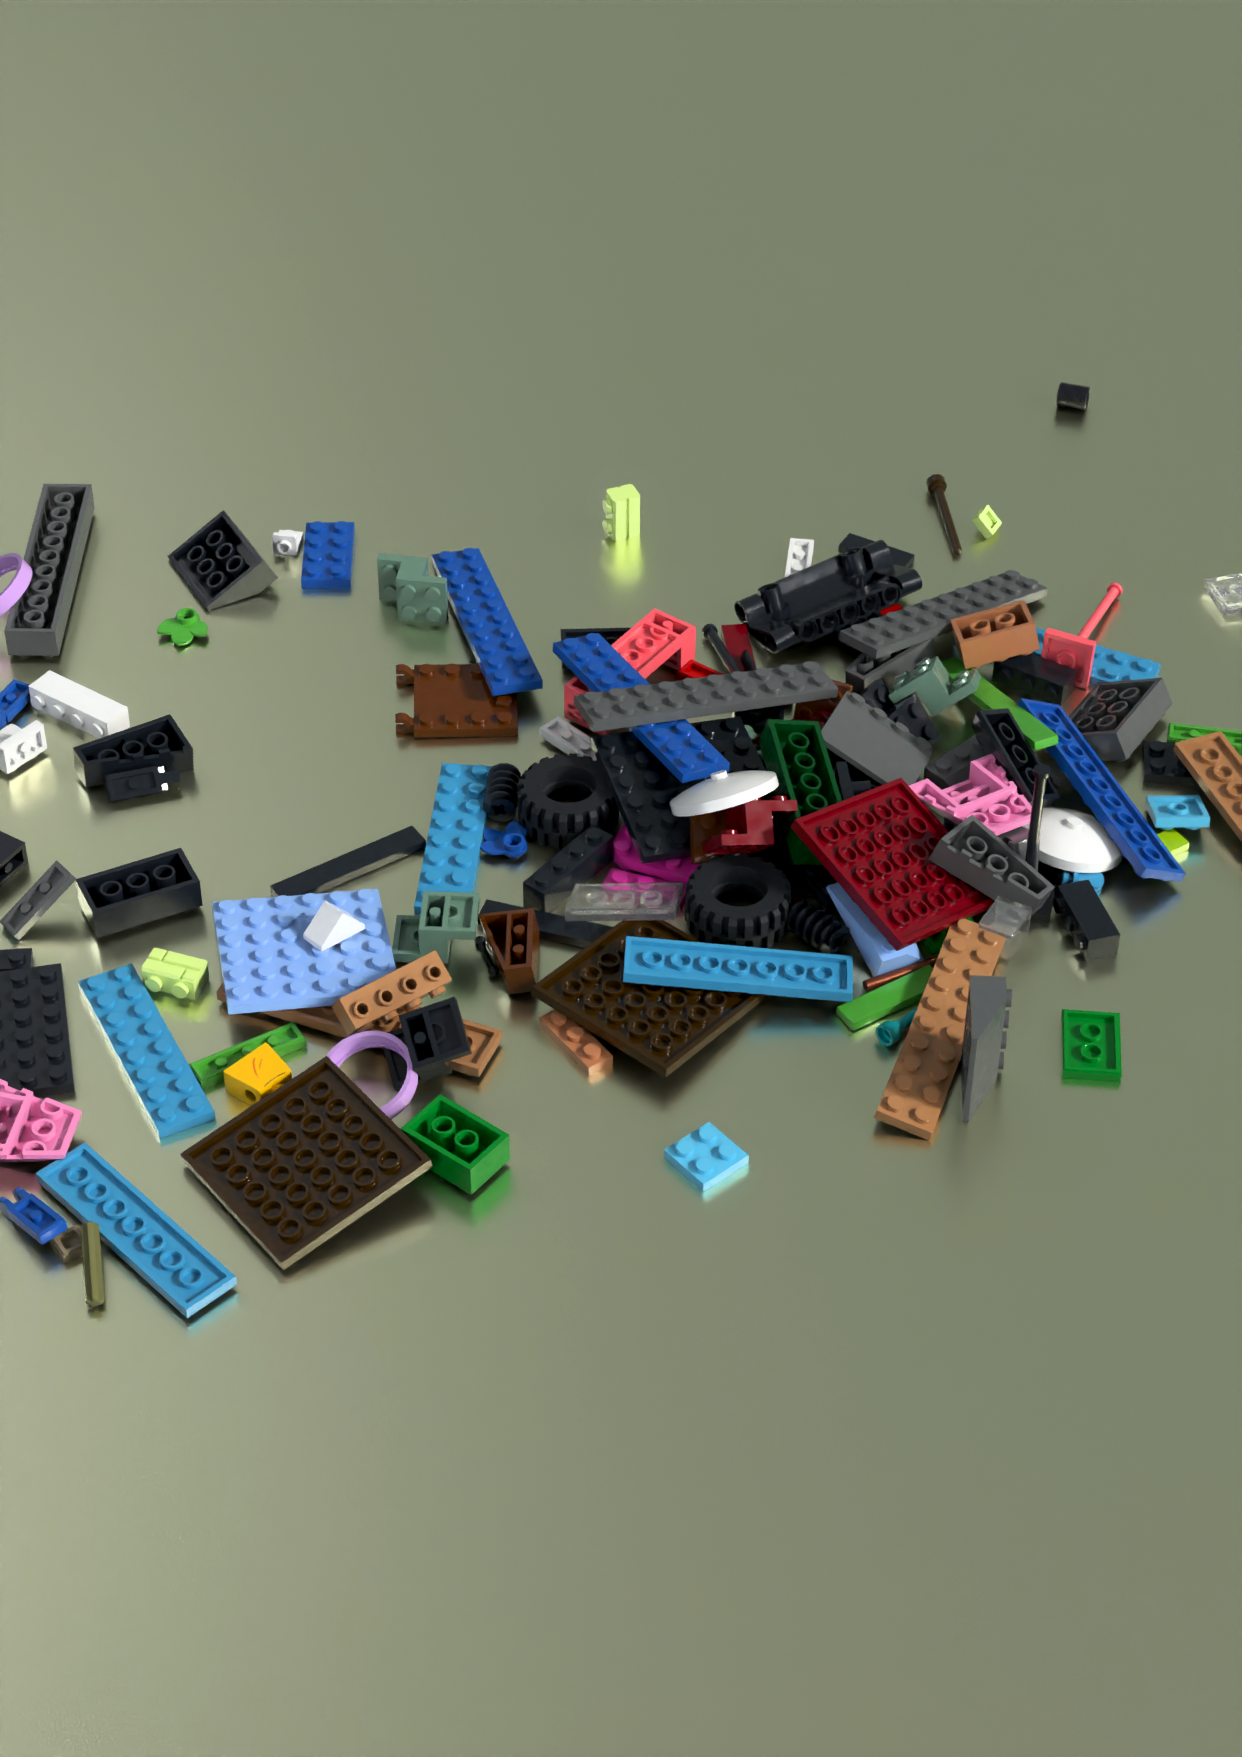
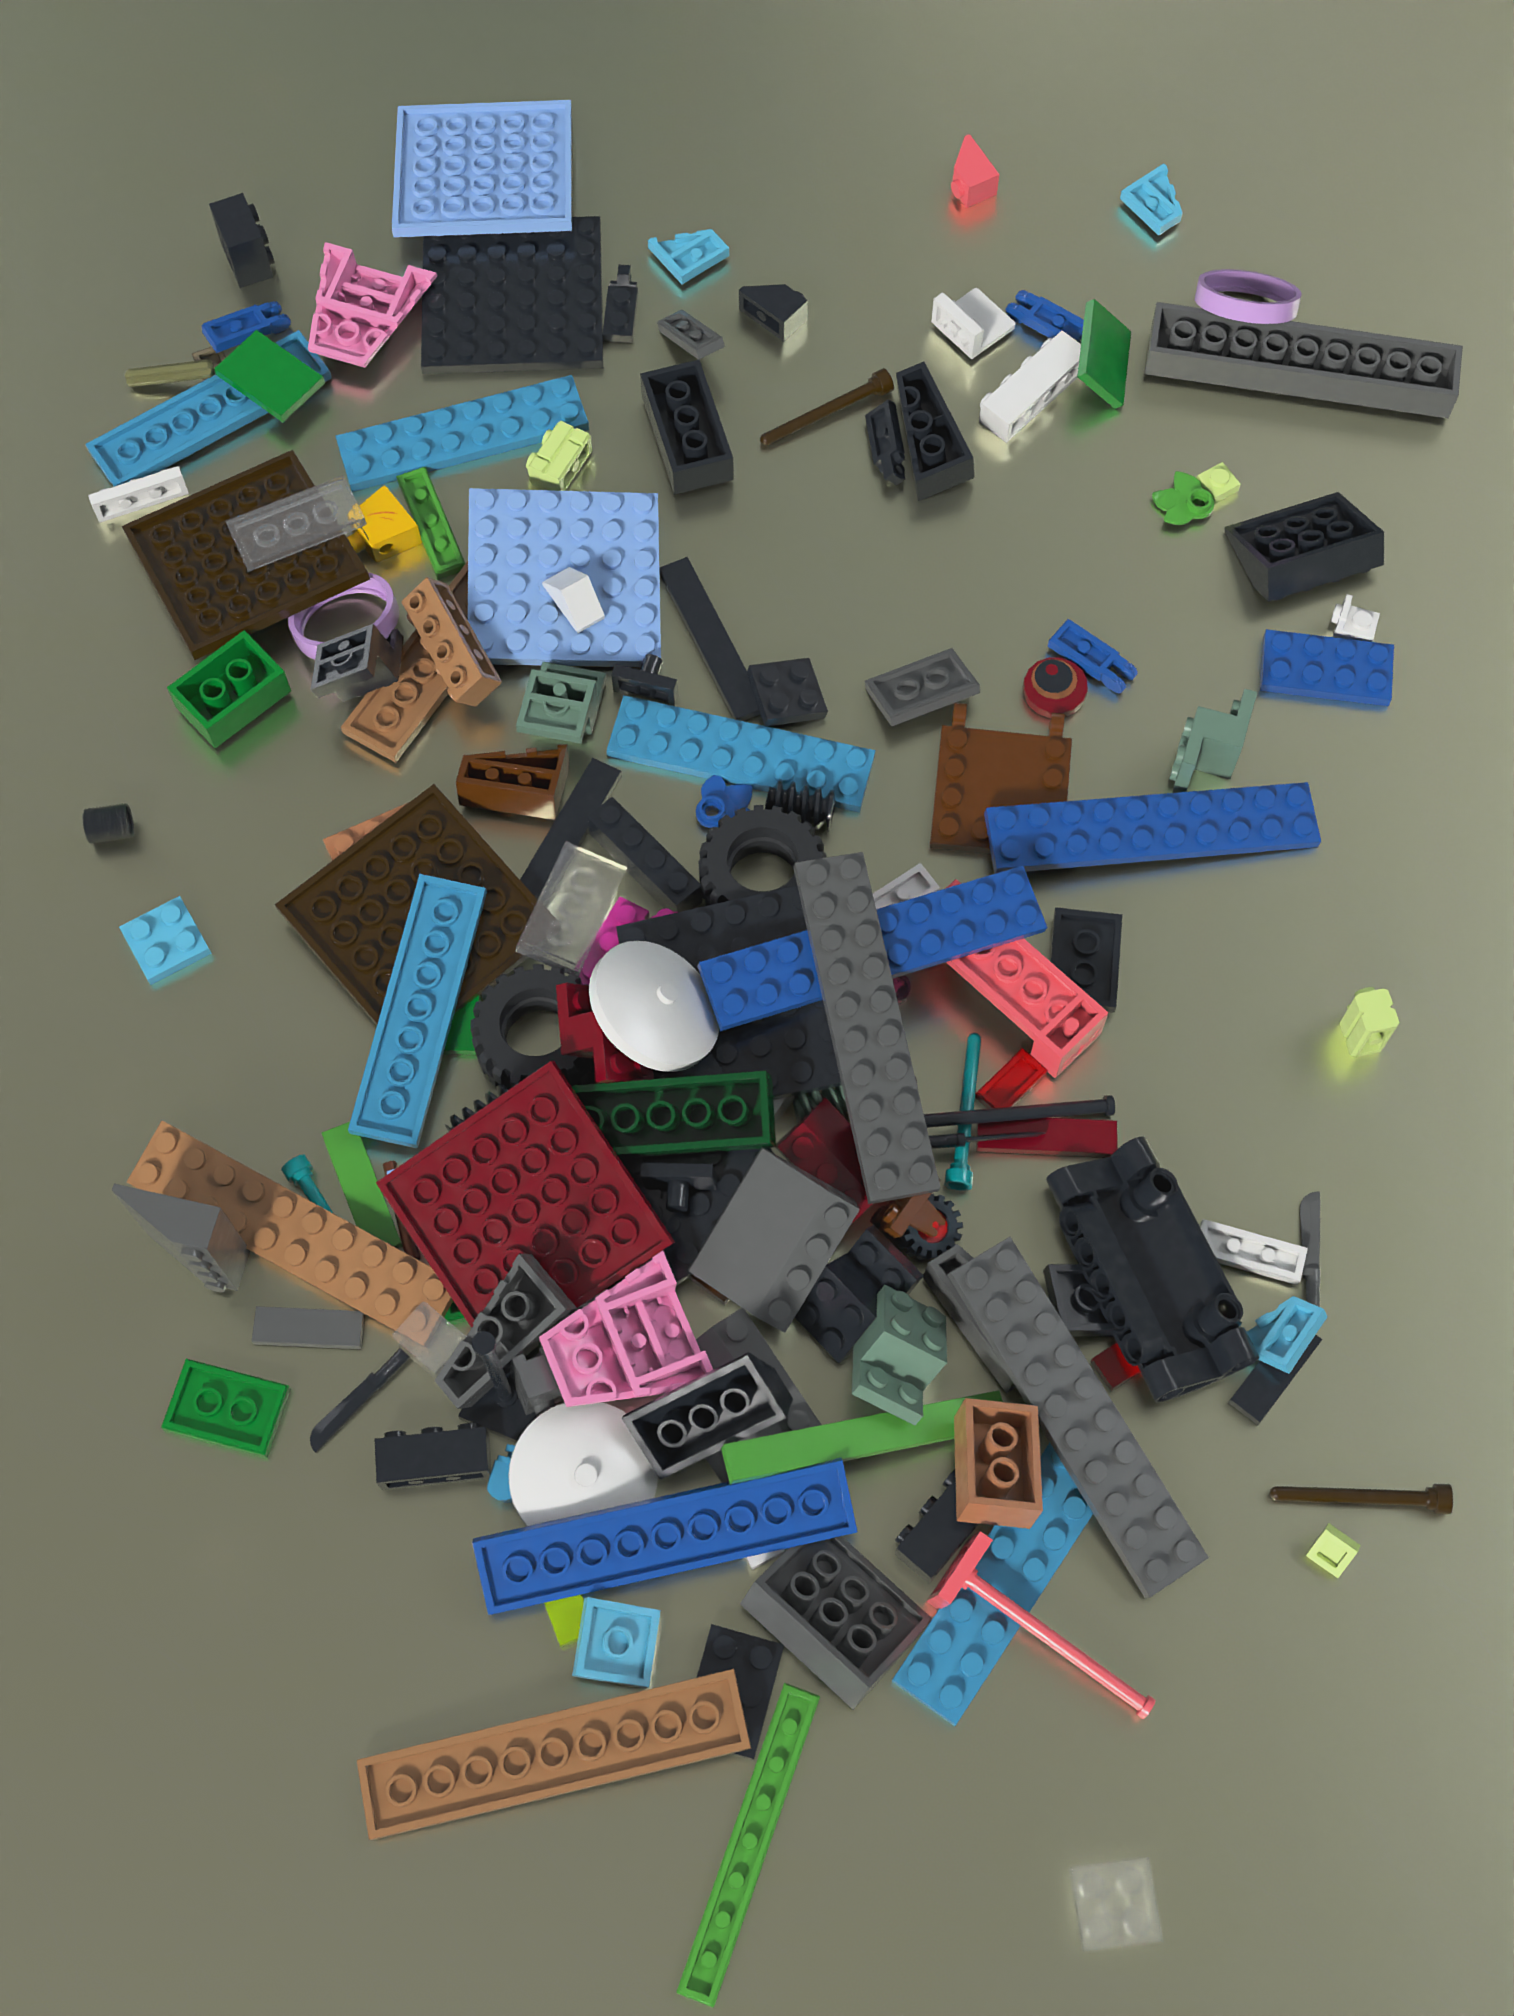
camera: 100 degrees right, 25 degrees up
(43, 665) = (1104, 354): none -> green tile
(79, 794) = (879, 383): none -> dark brown piece
(97, 1178) = (269, 376): none -> green tile
(162, 611) = (1219, 482): none -> yellowish green plate
(240, 1260) = (138, 494): none -> white plate
(276, 1118) = (296, 523): none -> clear tile
(336, 662) = (1092, 655): none -> blue hinge
(366, 680) = (1055, 687): none -> tile
(381, 742) = (922, 687): none -> dark grey tile
(396, 814) = (787, 691): none -> black plate
(400, 892) = (646, 682): none -> black tile
(605, 1208) = (108, 823): none -> black piece
(766, 545) = (1310, 1235): none -> dark grey piece
(850, 535) = (1286, 1332): none -> medium azure wing
(1020, 1022) = (308, 1327): none -> dark grey tile
(1069, 981) = (352, 1403): none -> black piece

